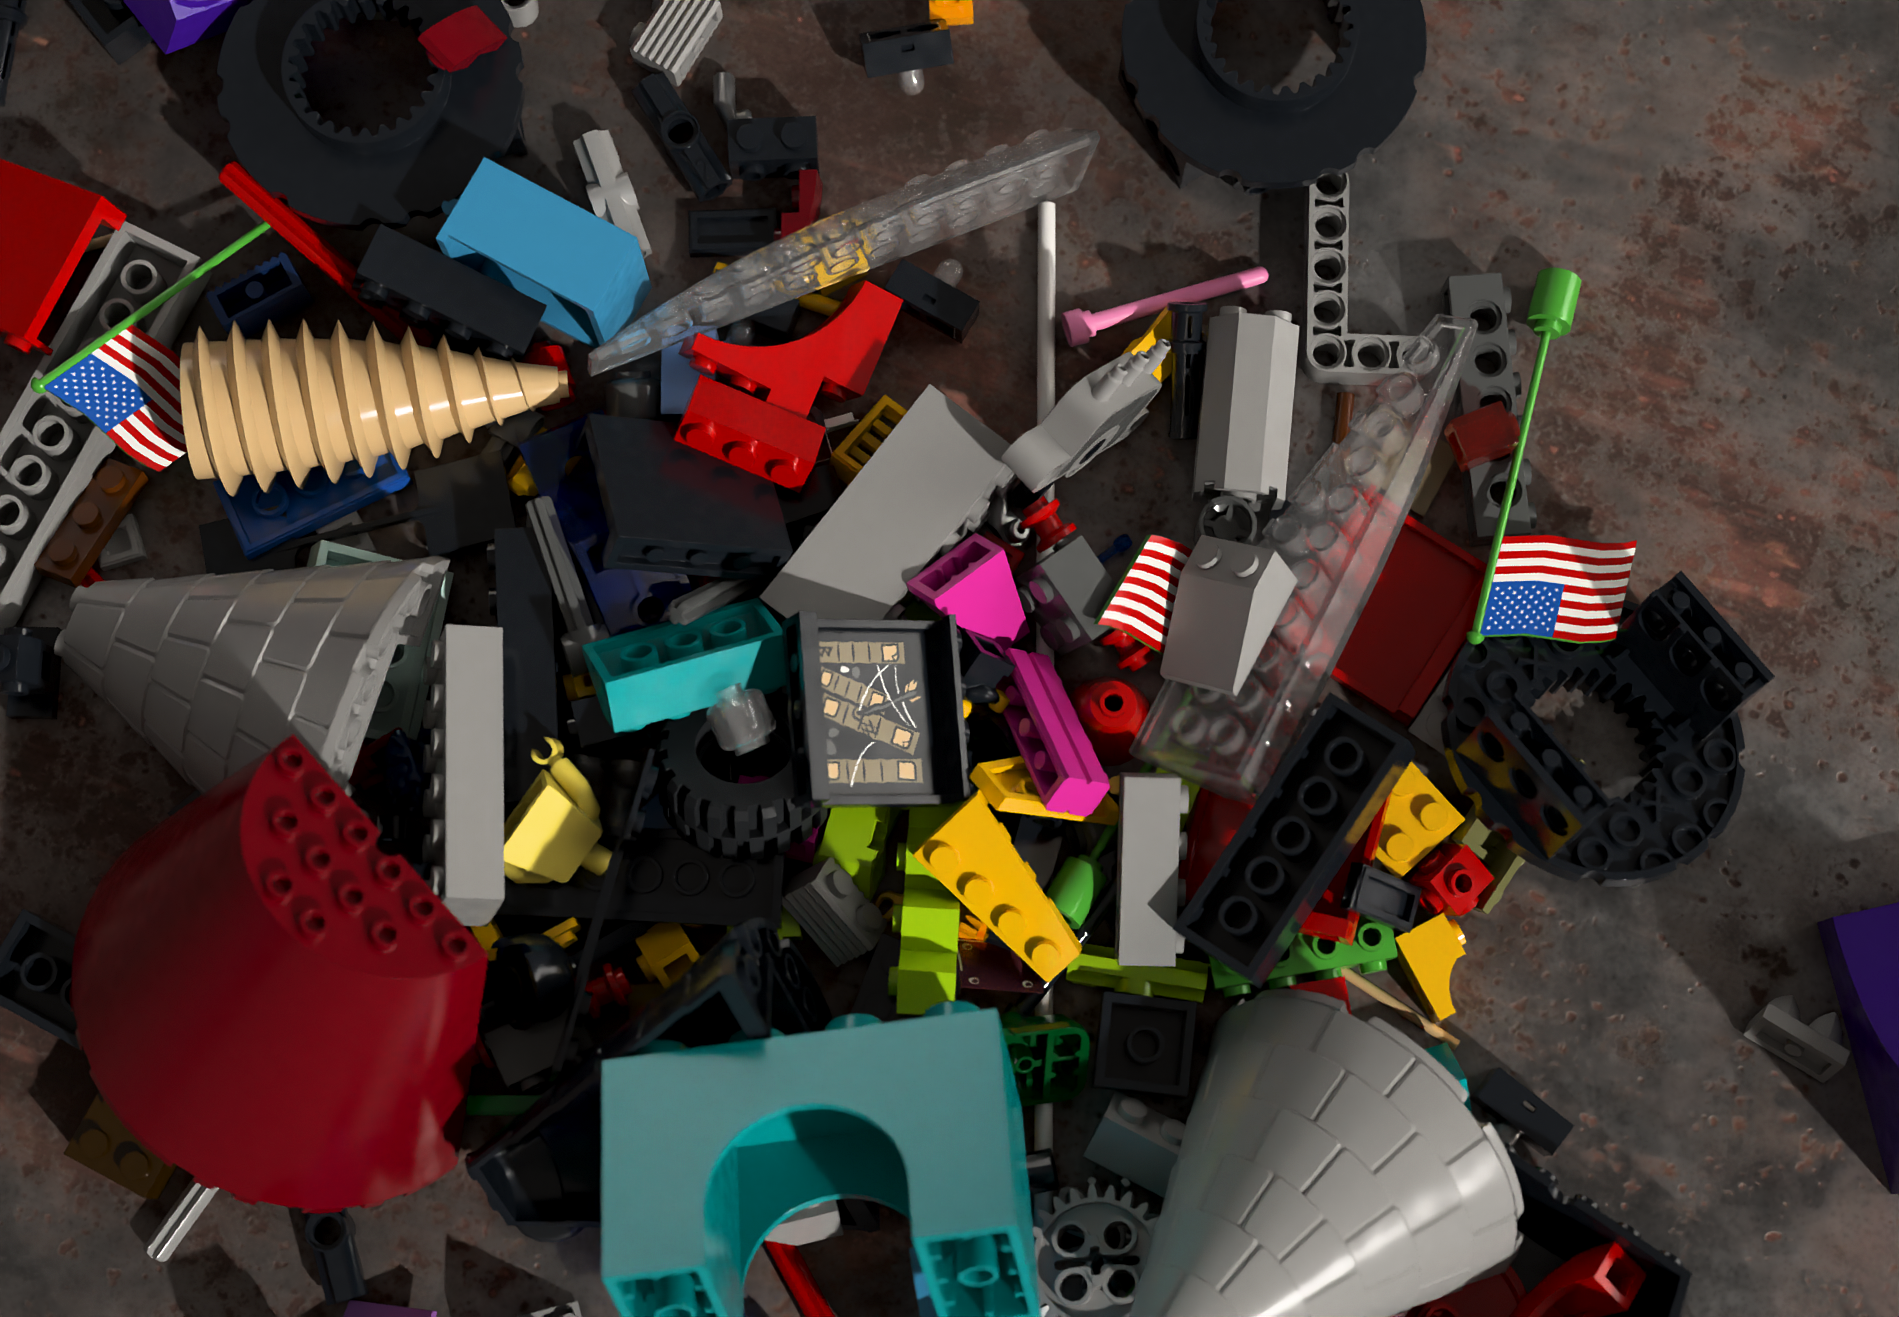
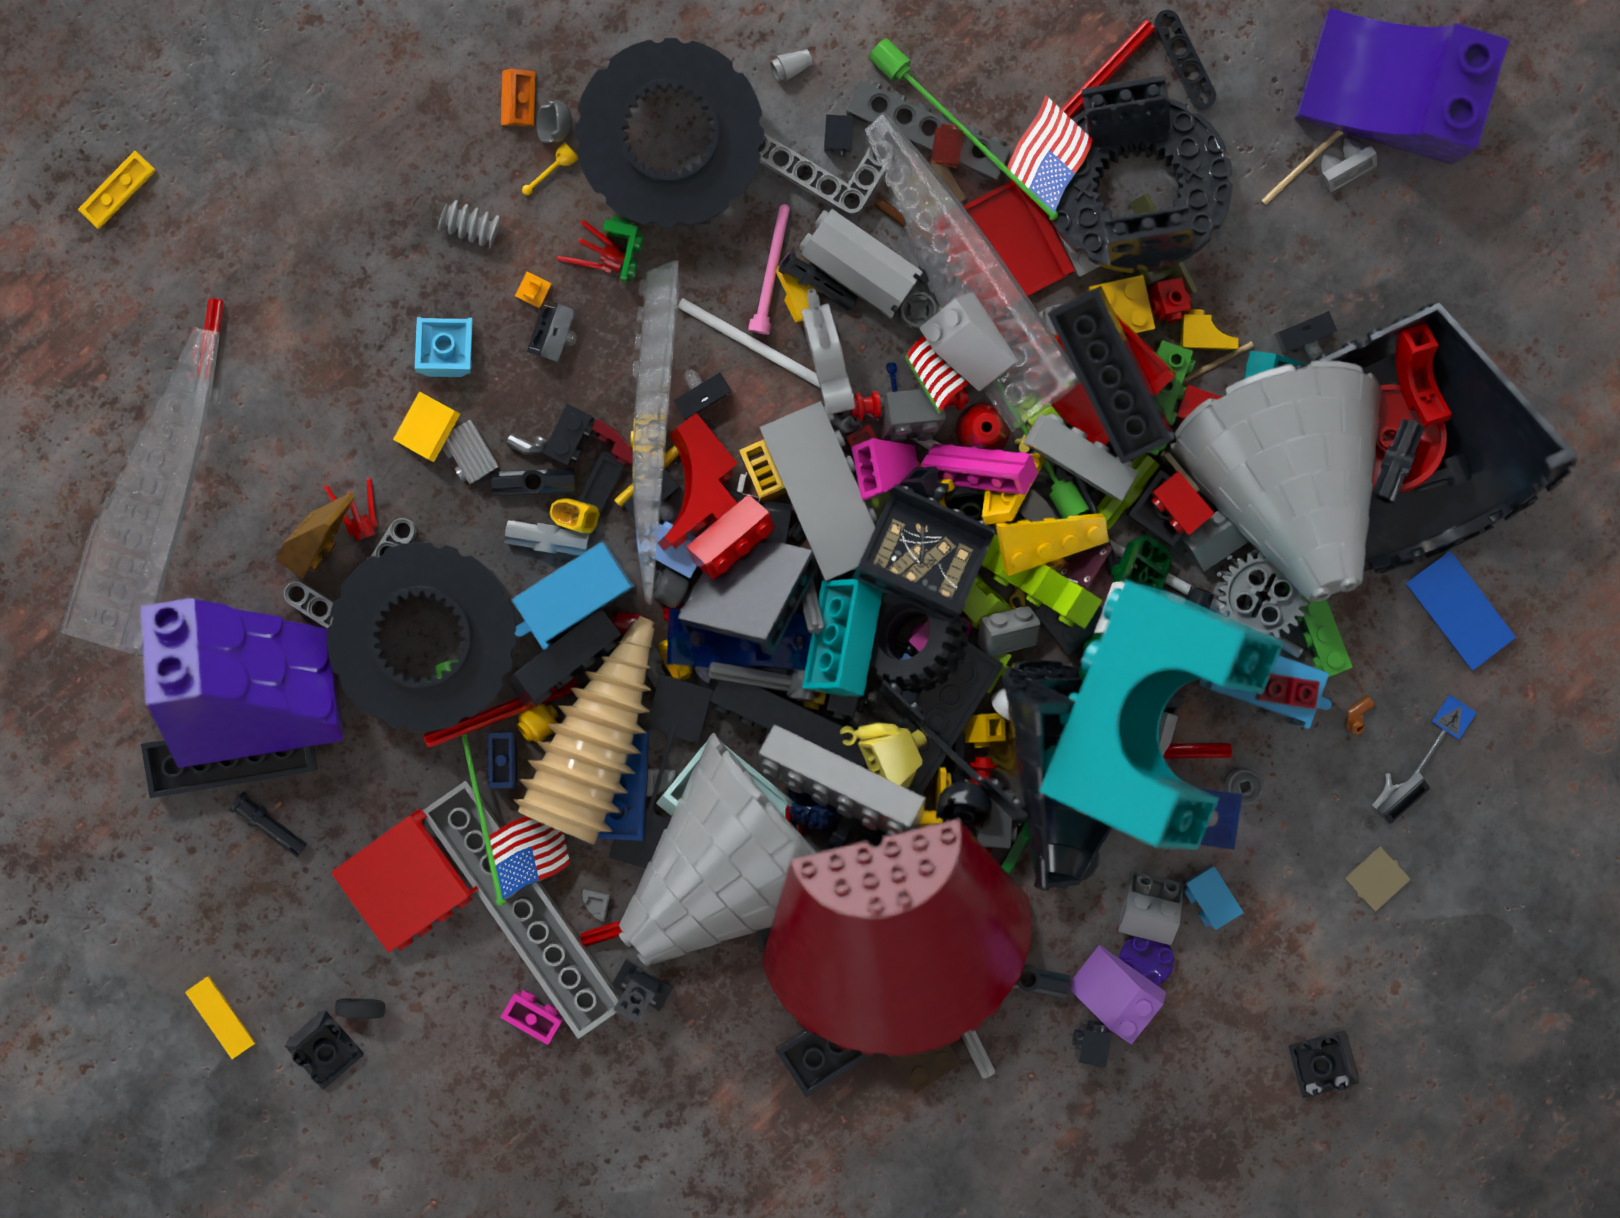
camera: 55 degrees left, 10 degrees up
(91, 522) = (578, 913): reddish brown plate -> none
(342, 305) = (534, 722): none -> yellow head
(461, 38) = (435, 576): dark red slope -> none
(665, 217) = (574, 515): none -> yellow rock
(740, 719) = (891, 626): clear head -> none
(1055, 78) = (611, 257): none -> red plant
(1082, 90) = (621, 228): none -> green bracket
(1164, 1058) = (1181, 504): none -> red brick
(1208, 1036) = (1173, 466): none -> dark tan piece
(1380, 897) = (1161, 344): black tile -> none
(1408, 289) = (838, 134): none -> black brick
(1465, 174) = (790, 64): none -> light grey cone
(1750, 620) = (1111, 66): none -> red axle
(1755, 973) = (1301, 167): none -> tan axle
(1800, 713) = (1188, 58): none -> black beam

